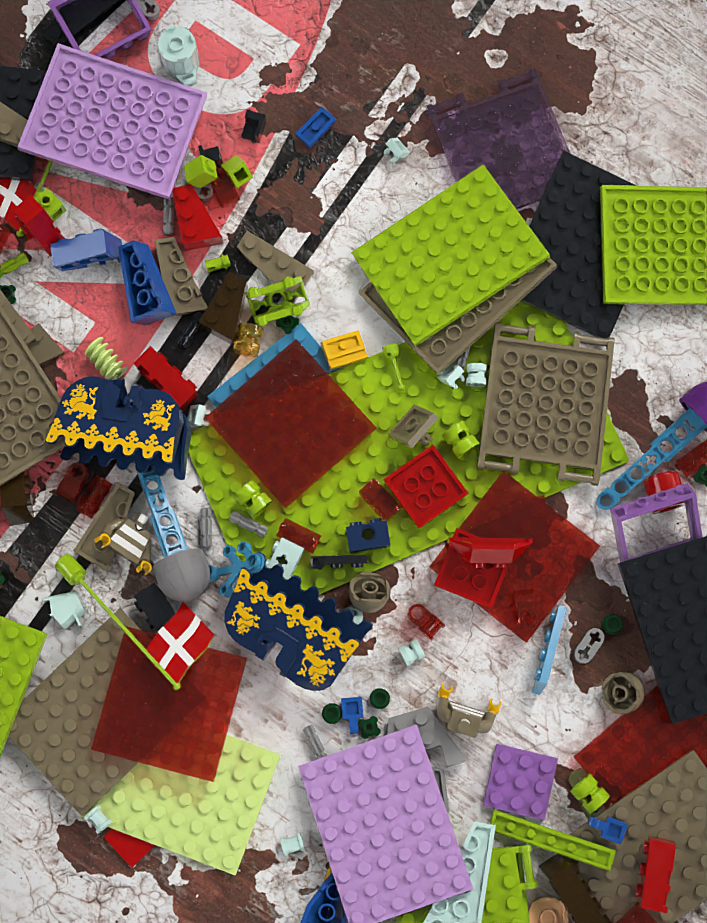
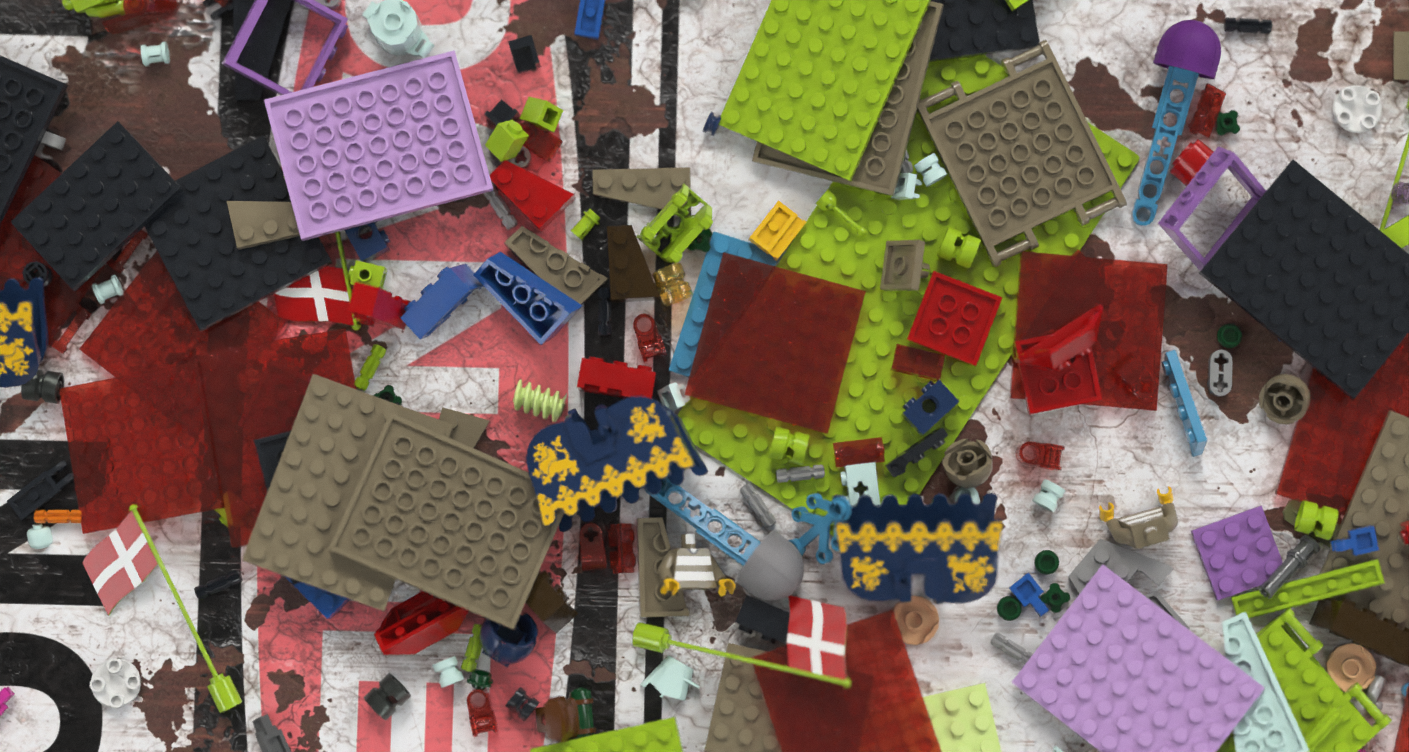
camera: 30 degrees left, 5 degrees up
(65, 187) = (368, 248): none -> dark blue brick
(208, 369) = (649, 339): none -> clear red piece
(261, 678) = (916, 620): none -> light nougat tile
(347, 251) = (712, 124): none -> dark blue bush
(556, 812) = (1295, 559): none -> dark grey pin

